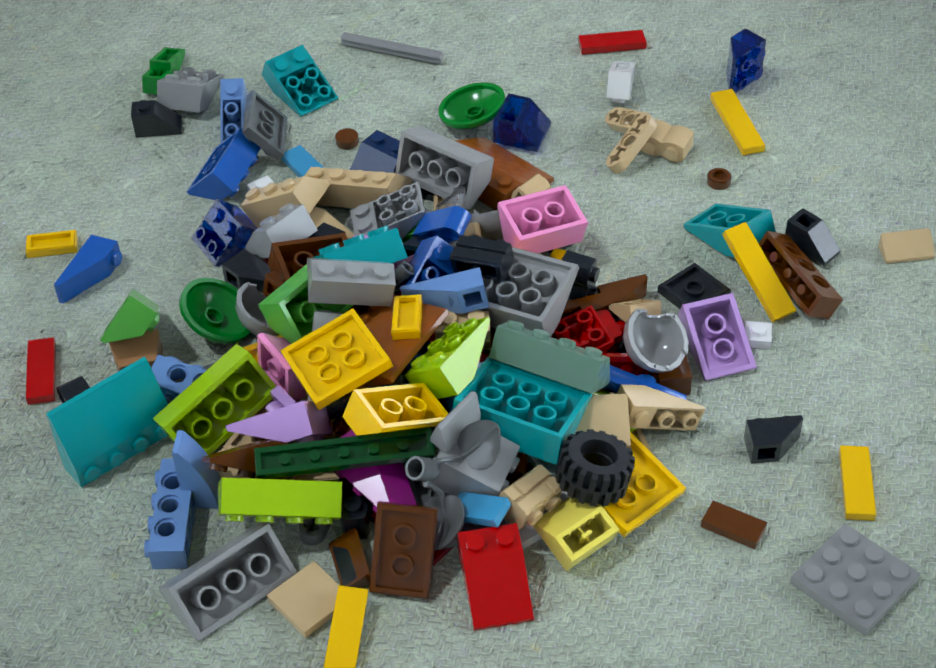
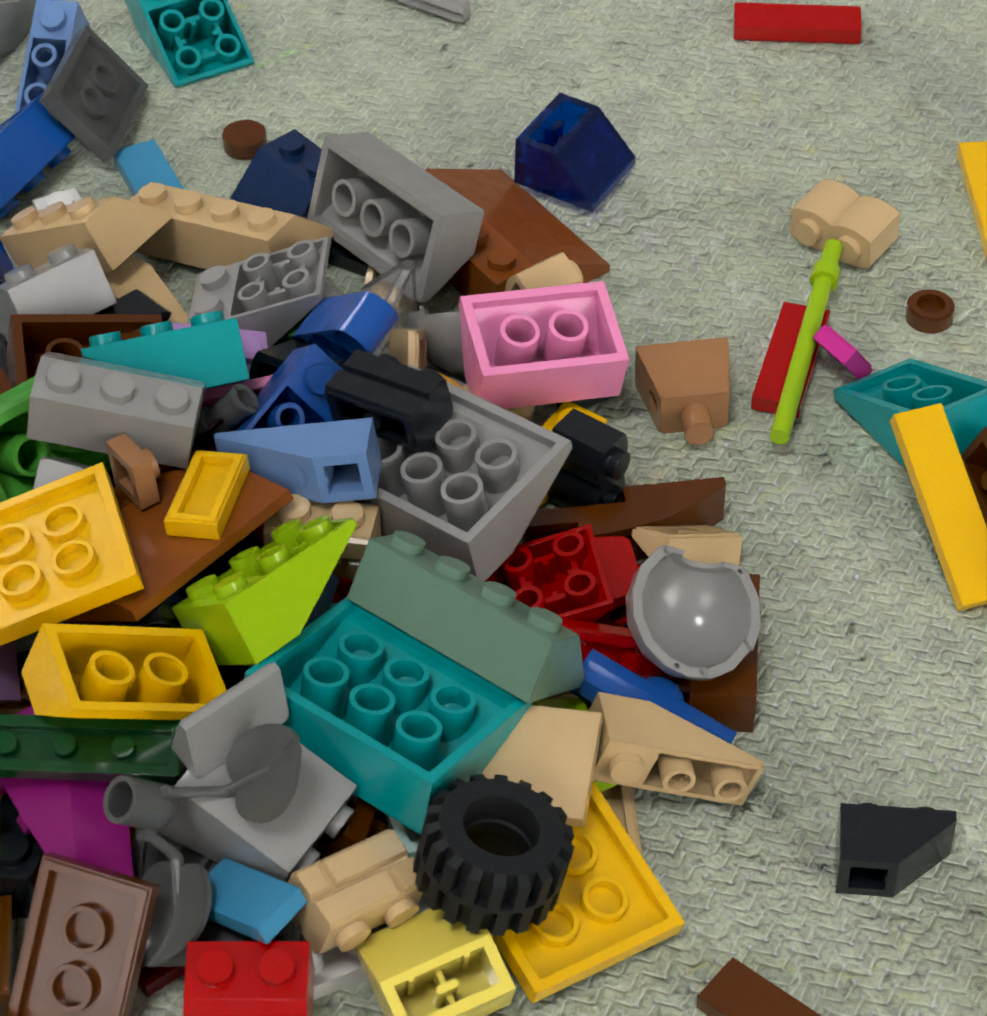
camera: 10 degrees right, 0 degrees up
(368, 310) = (134, 470): none -> medium nougat plate
(471, 105) = (487, 107): green dish -> none
(612, 232) = (685, 386): none -> medium nougat torso
(620, 81) = (789, 97): white slope -> none
(637, 128) = (790, 191): tan beam -> none
(657, 212) = (778, 358): none -> red tile
(664, 169) = (823, 280): none -> lime bar
(683, 205) = (843, 352): none -> dark pink tile
(691, 286) = (818, 525): black tile -> none
(717, 336) = (833, 624): lavender slope -> none
(759, 334) = (920, 632): white plate -> none

